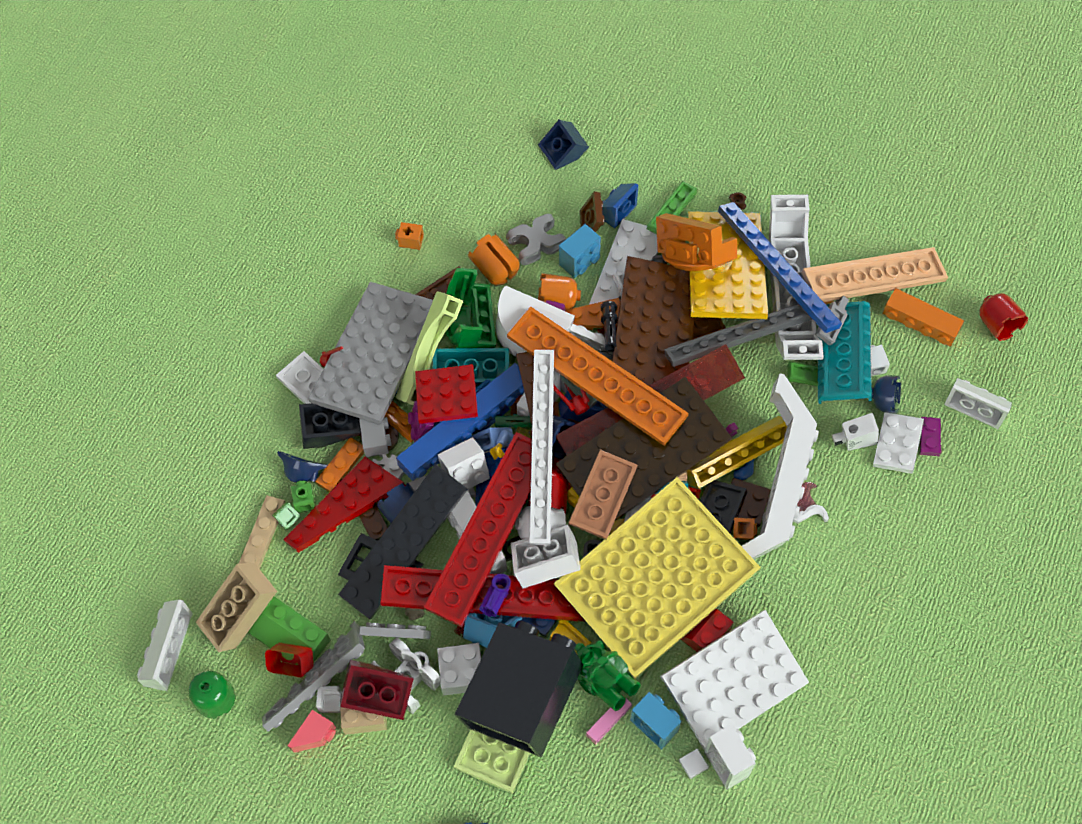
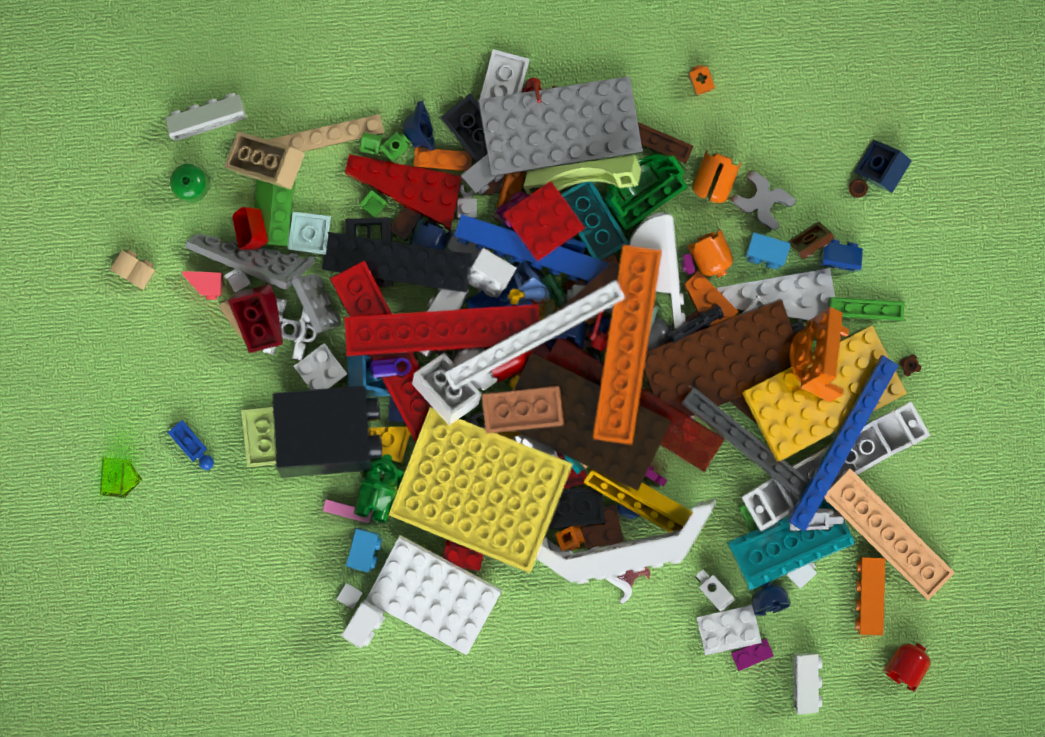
camera: 55 degrees right, 25 degrees up
(255, 796) = (133, 269): none -> tan brick
(330, 611) = (309, 233): none -> light aqua plate
(340, 540) = (373, 204): none -> bright green panel
(569, 170) = (858, 188): none -> reddish brown plate

